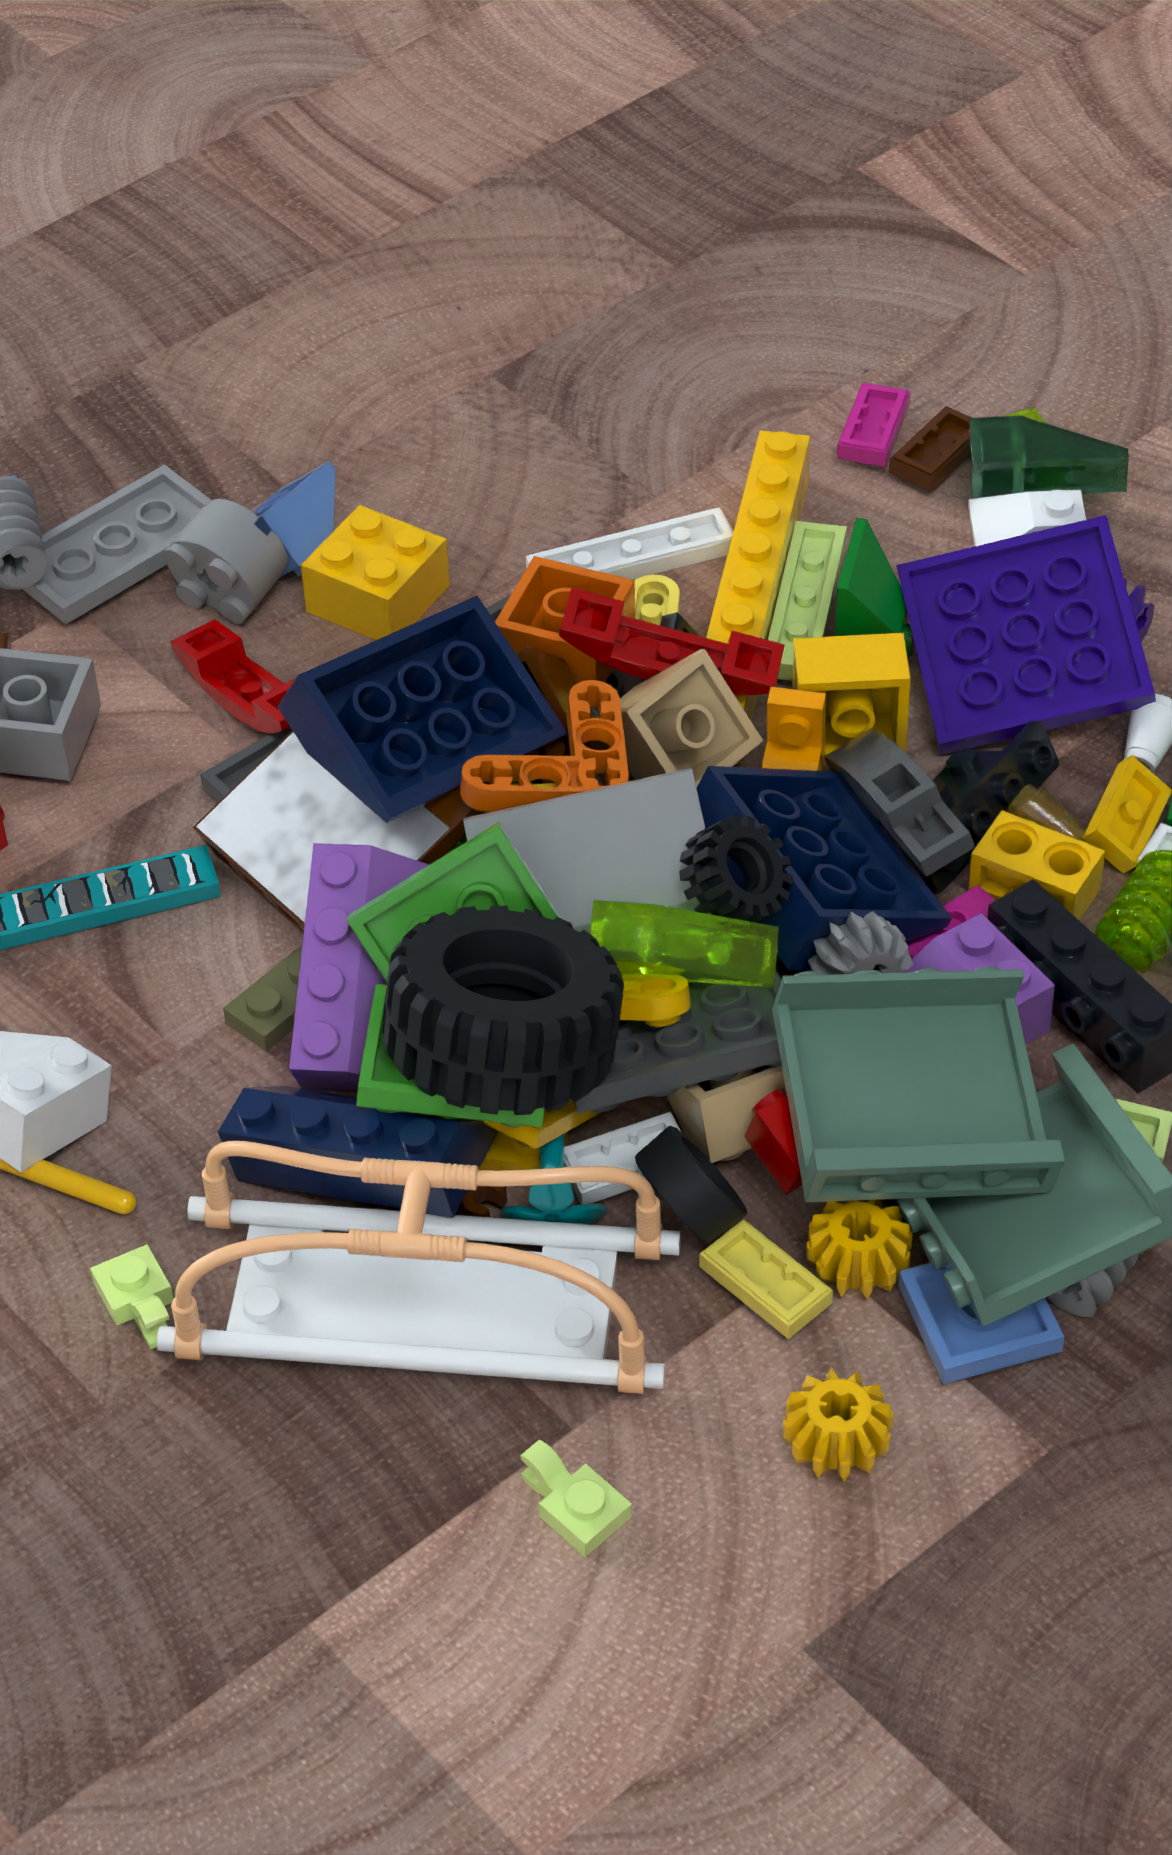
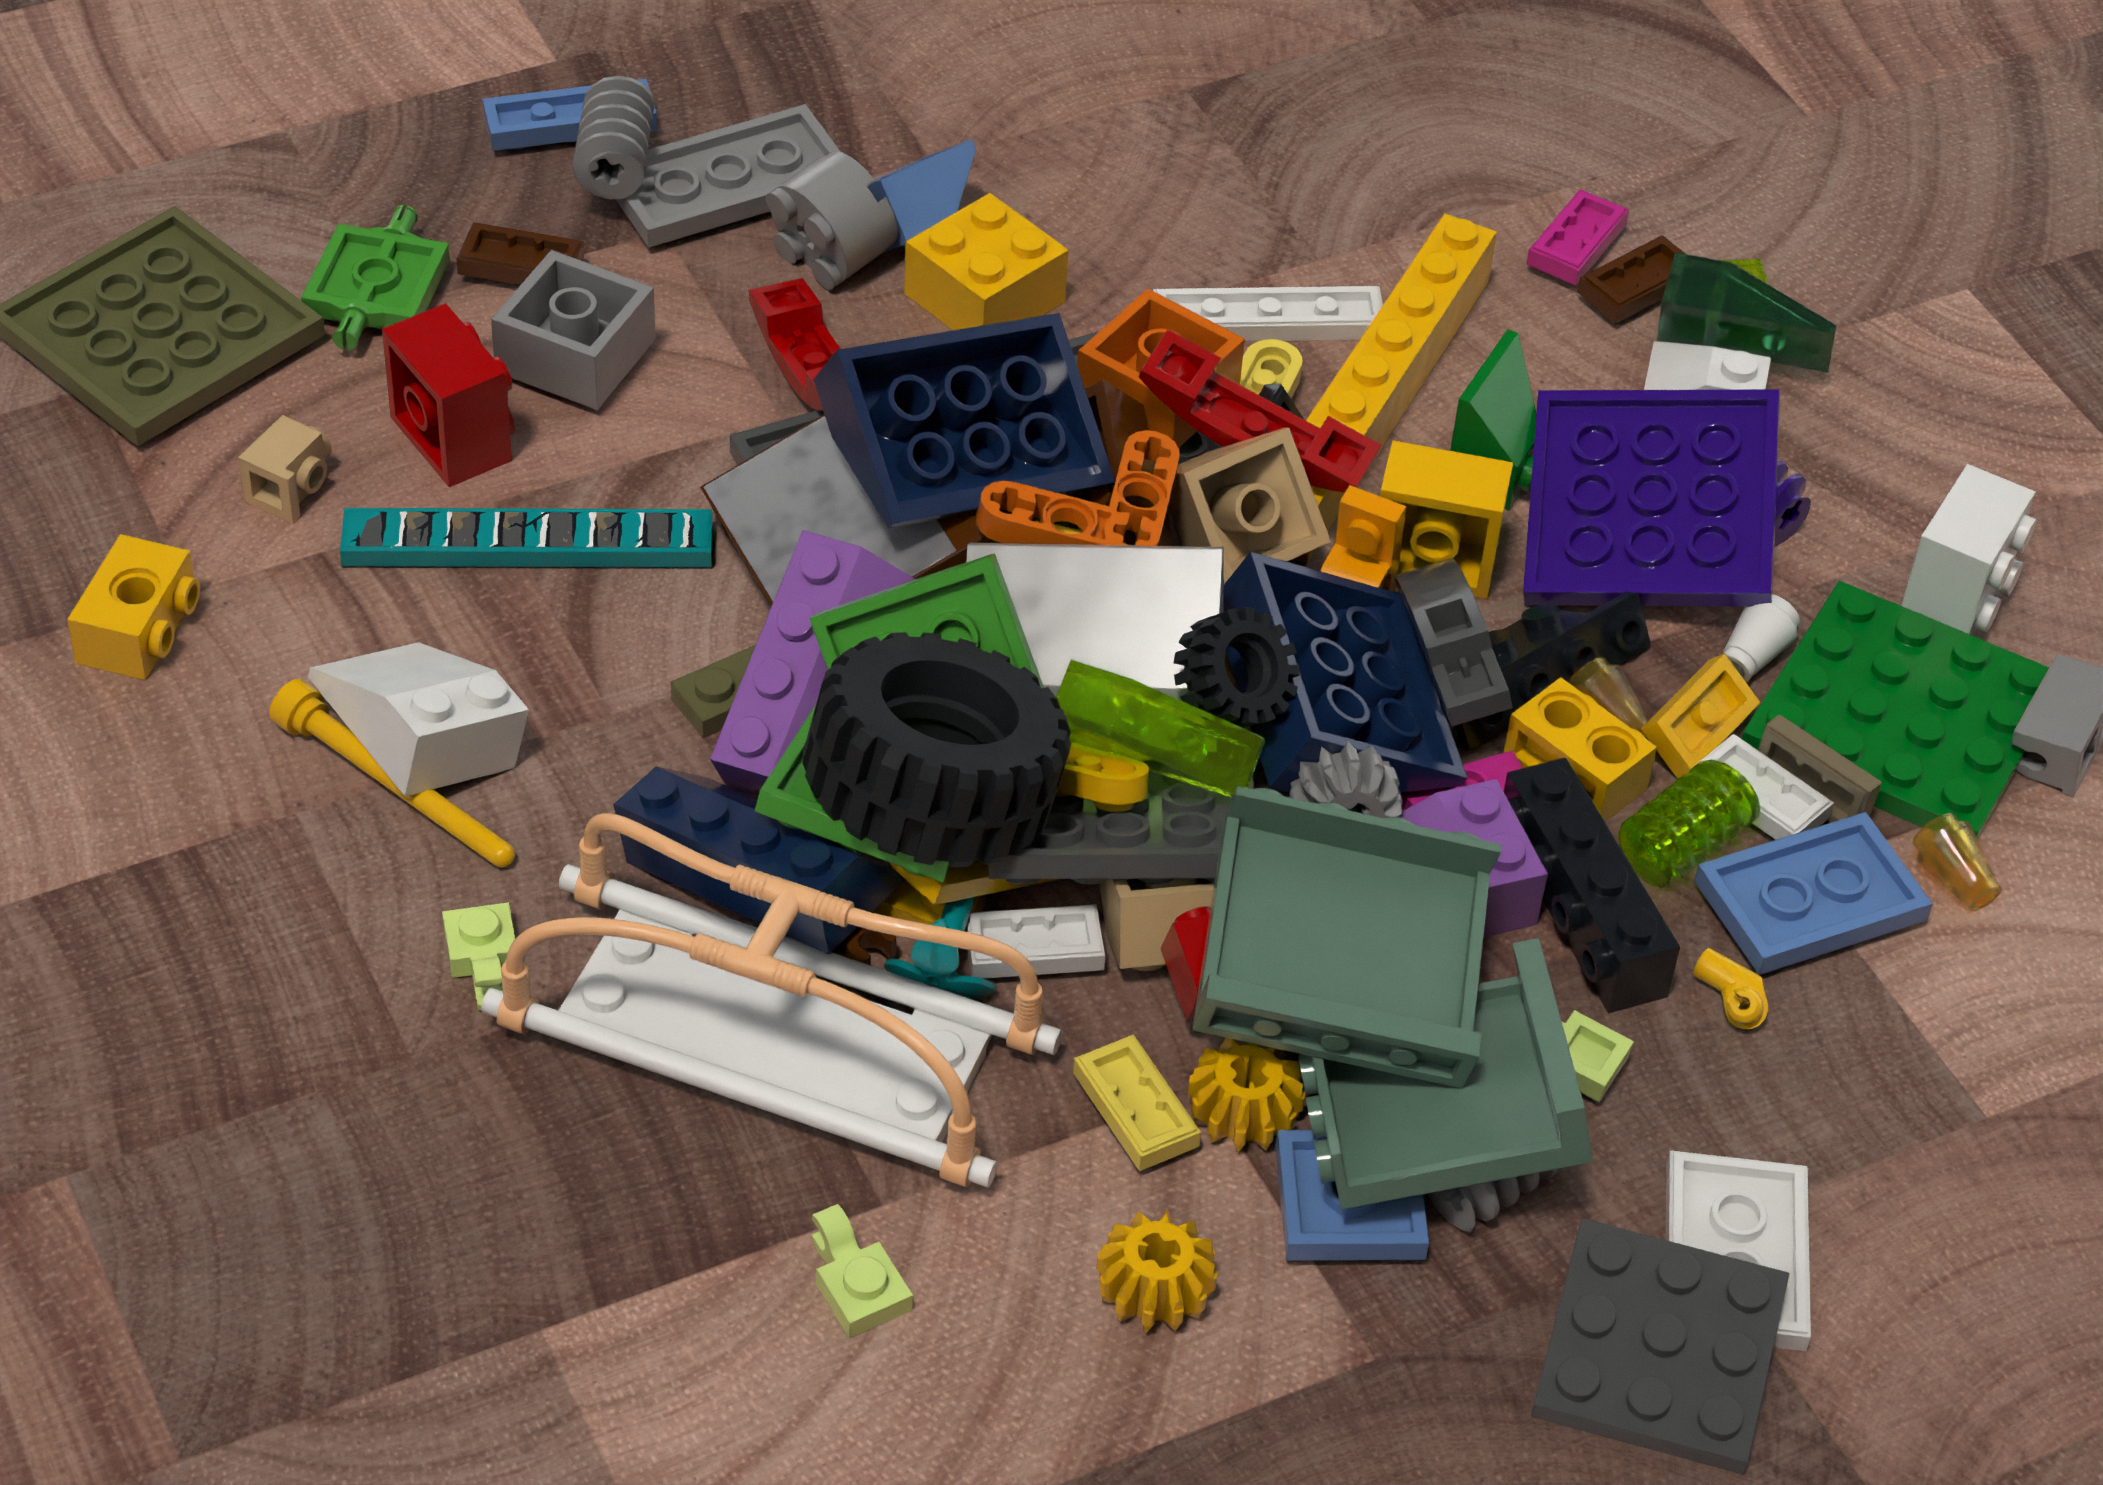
camera: 10 degrees right, 0 degrees up
(690, 1185) = (1086, 984): black tyre -> none
(807, 587) = (1430, 405): yellowish green plate -> none

